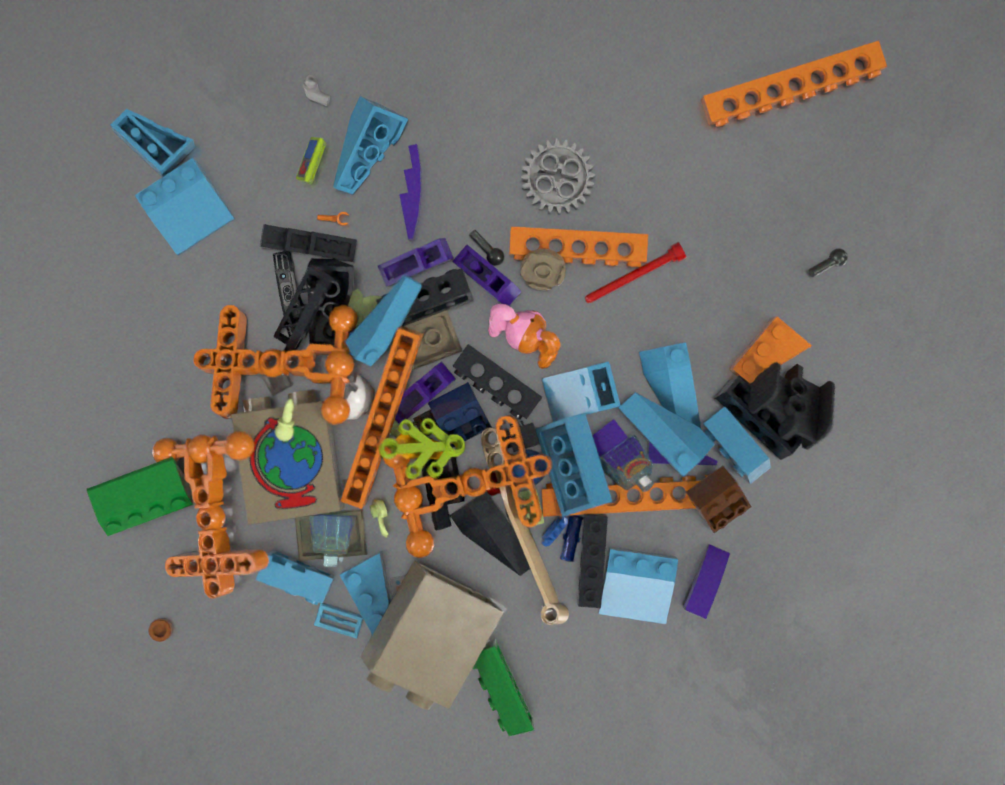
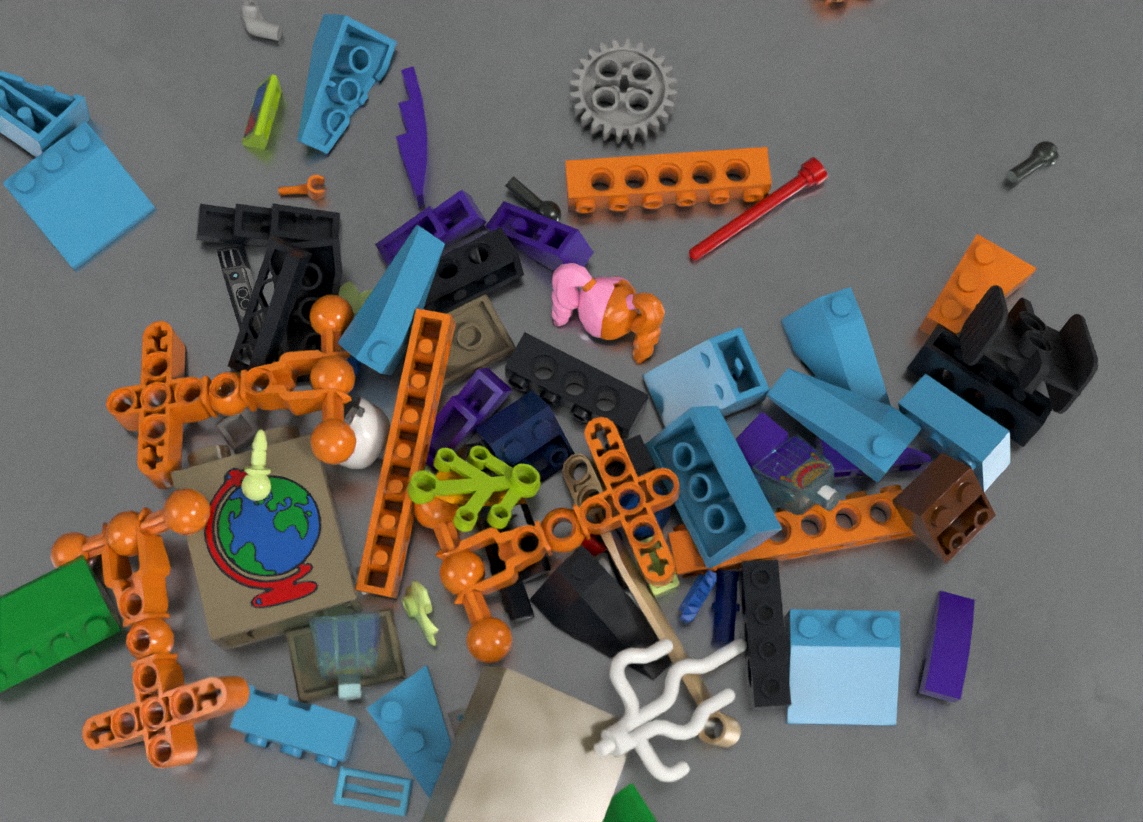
camera: 10 degrees left, 15 degrees down
(500, 614) = (634, 731): none -> white plant
(543, 269) = (621, 215): dark tan tile -> none

